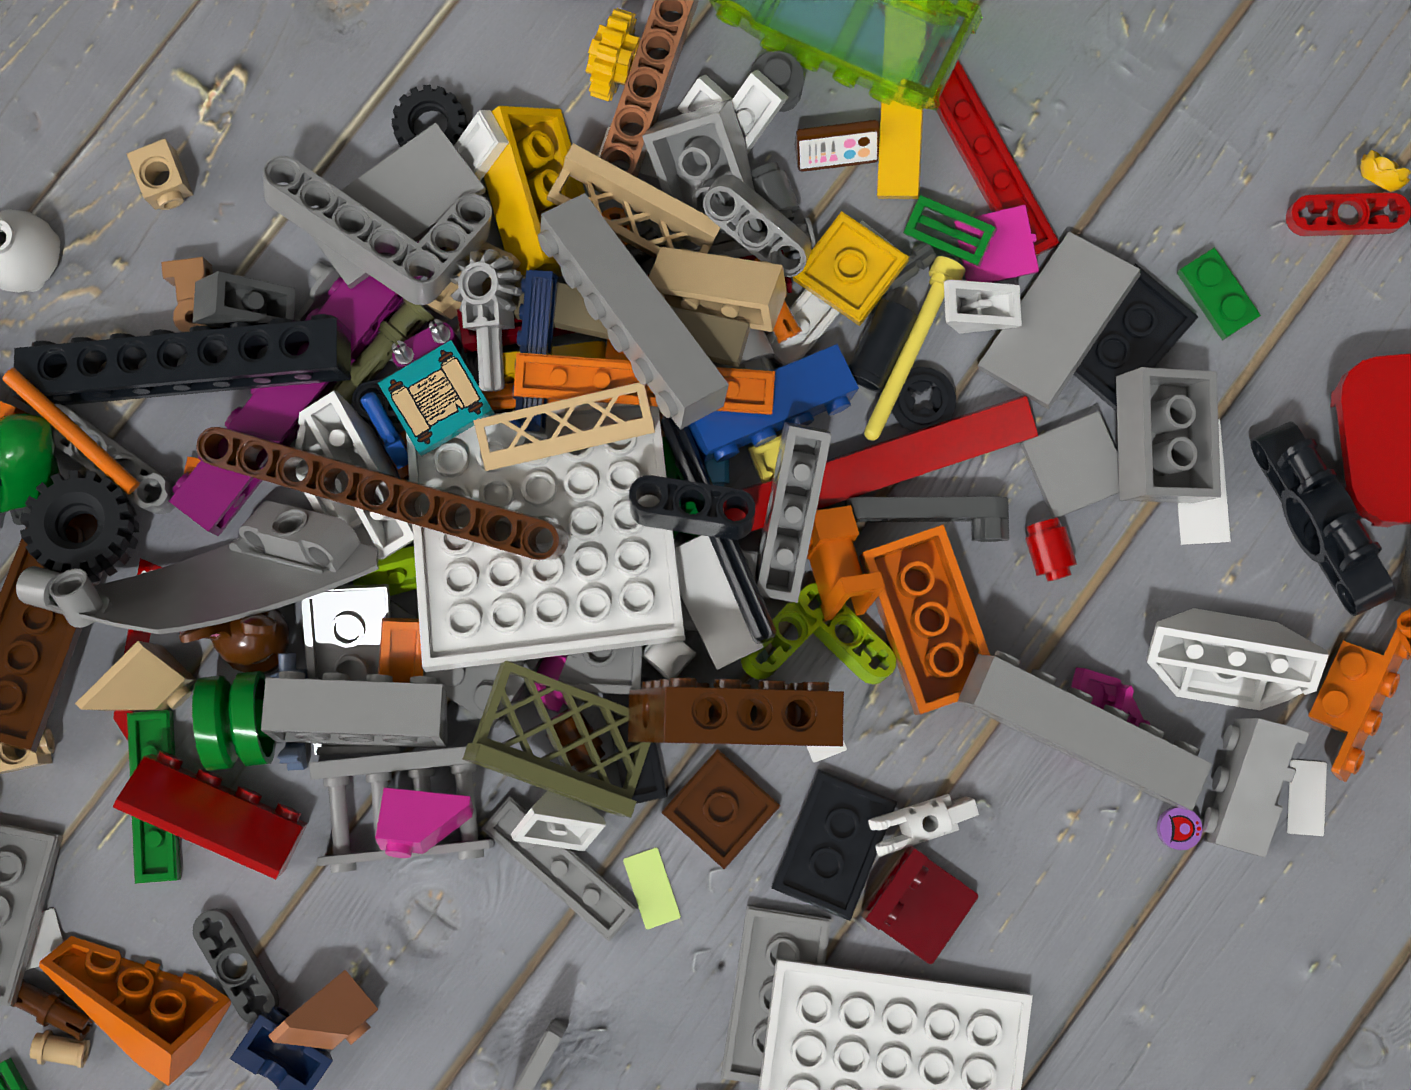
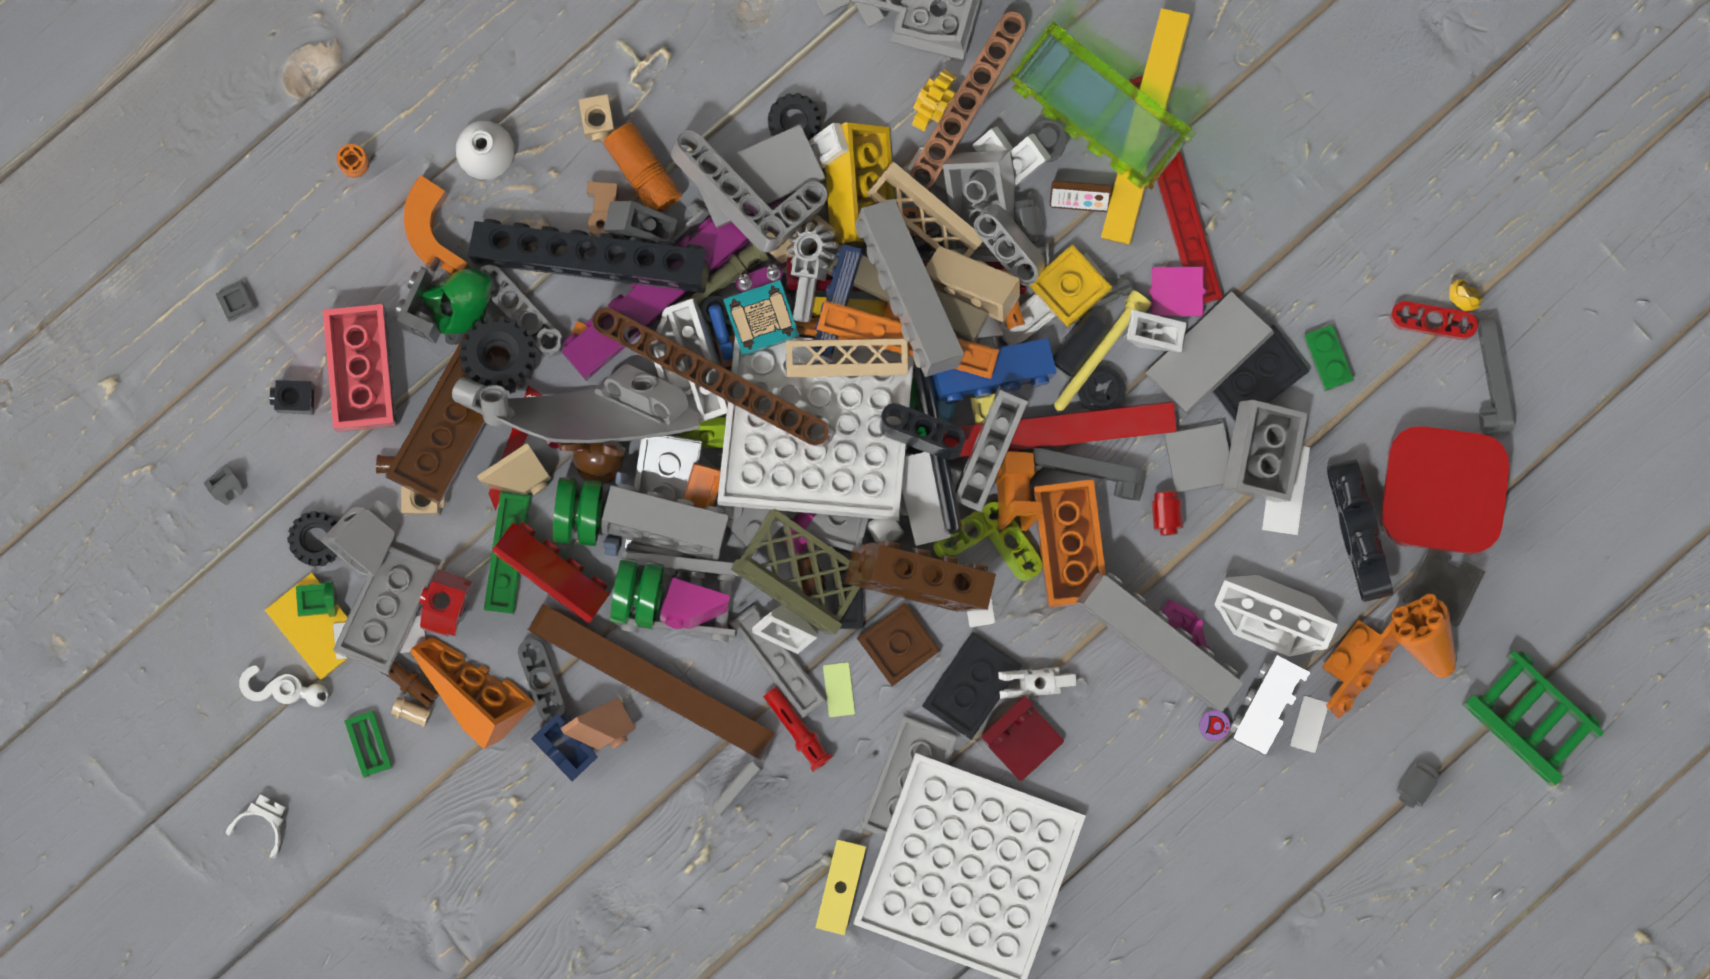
camera: 15 degrees right, 0 degrees up
(68, 890) = (444, 603): none -> red piece
(71, 431) = (504, 288): orange bar -> none
(227, 222) = (638, 159): none -> orange piece
(336, 821) = (642, 593): none -> green wheel
(388, 936) = (651, 681): none -> reddish brown beam
(621, 972) = (806, 741): none -> red pin
(981, 245) = (1167, 288): green tile -> none

